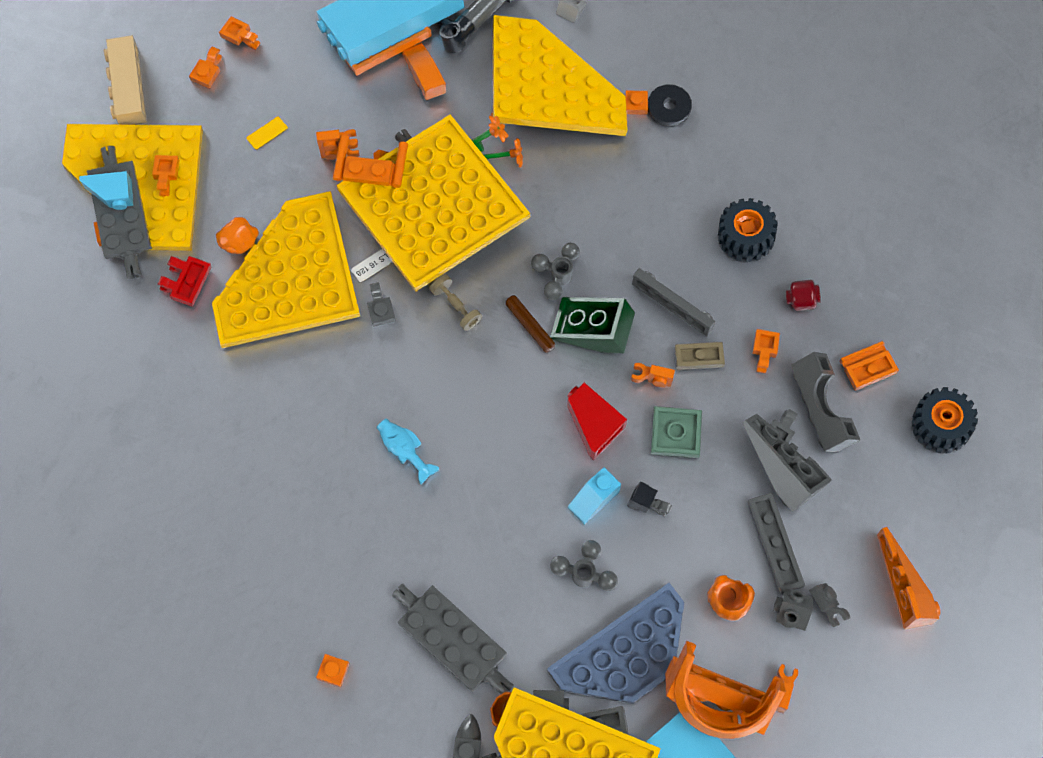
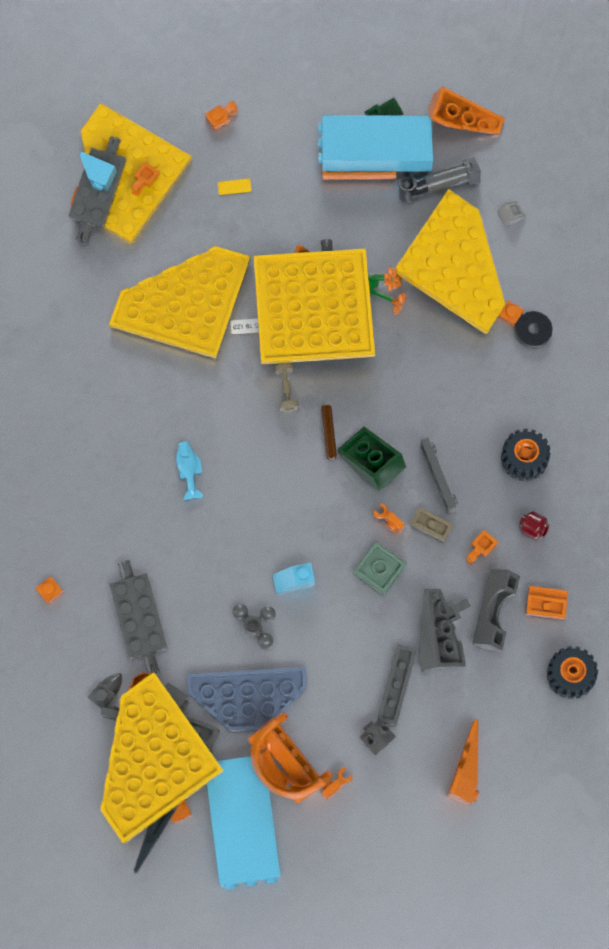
camera: 30 degrees right, 5 degrees up
(125, 80) = (159, 93): tan brick -> none
(190, 282) = (116, 266): red plate -> none
(237, 236) = (165, 253): orange hair -> none
(238, 31) = (258, 99): orange plate -> none
(329, 142) = (273, 224): orange plate -> none
(369, 170) = (282, 258): orange plate -> none
(380, 308) = (233, 361): dark grey plate -> none
(424, 71) = (372, 203): orange slope -> none
(541, 263) = (363, 393): dark grey piece -> none
(594, 418) = (329, 526): red slope -> none
(643, 499) = (326, 600): black piece -> none
(730, 598) = (339, 702): orange hair -> none
(827, 602) = (404, 745): dark grey plate -> none

